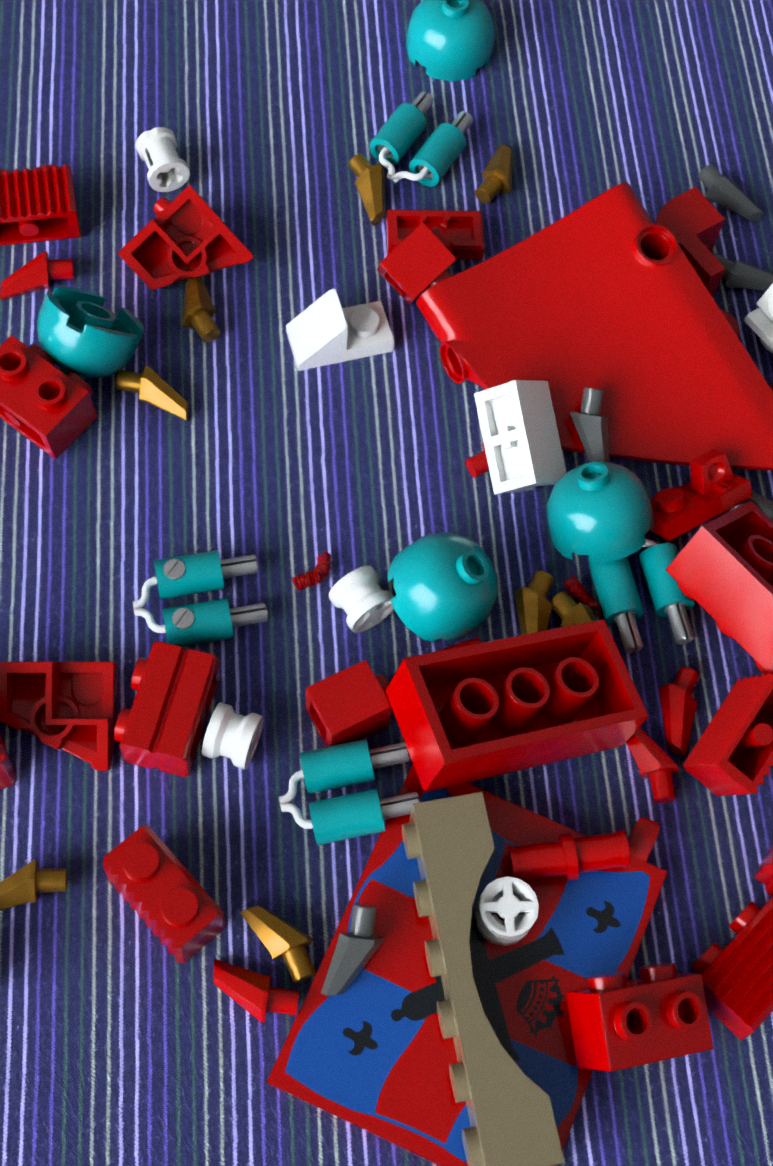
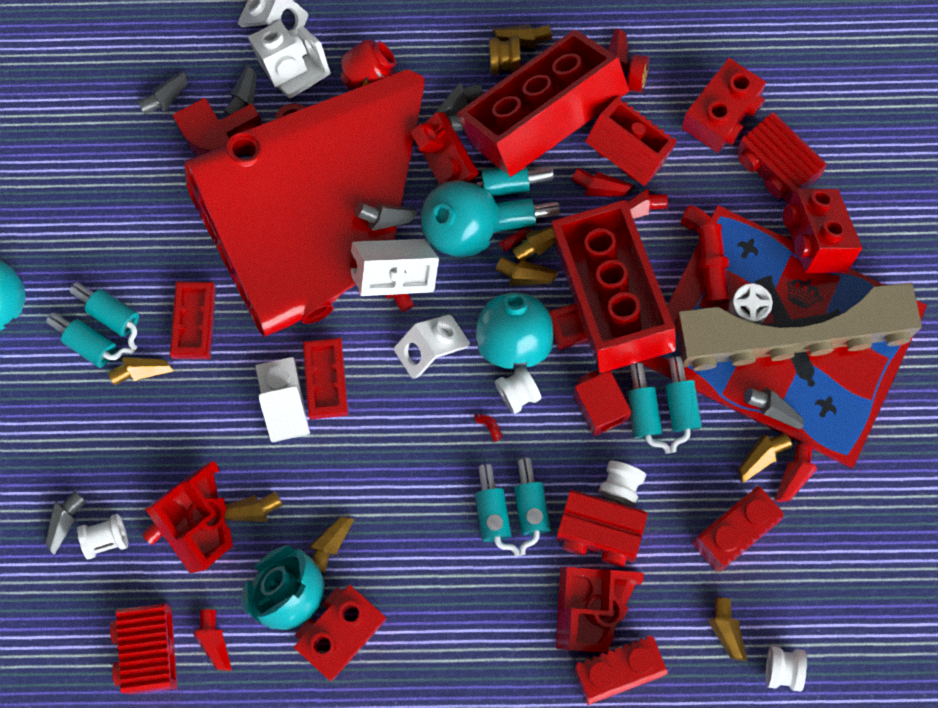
camera: 75 degrees left, 10 degrees up
(185, 125) = (62, 520): none -> dark grey bar
(368, 376) = (325, 378): none -> red plate
(418, 262) = (230, 331): red brick -> none
(426, 495) = (434, 339): none -> white bracket
(496, 175) = (132, 268): pearl gold bar -> none

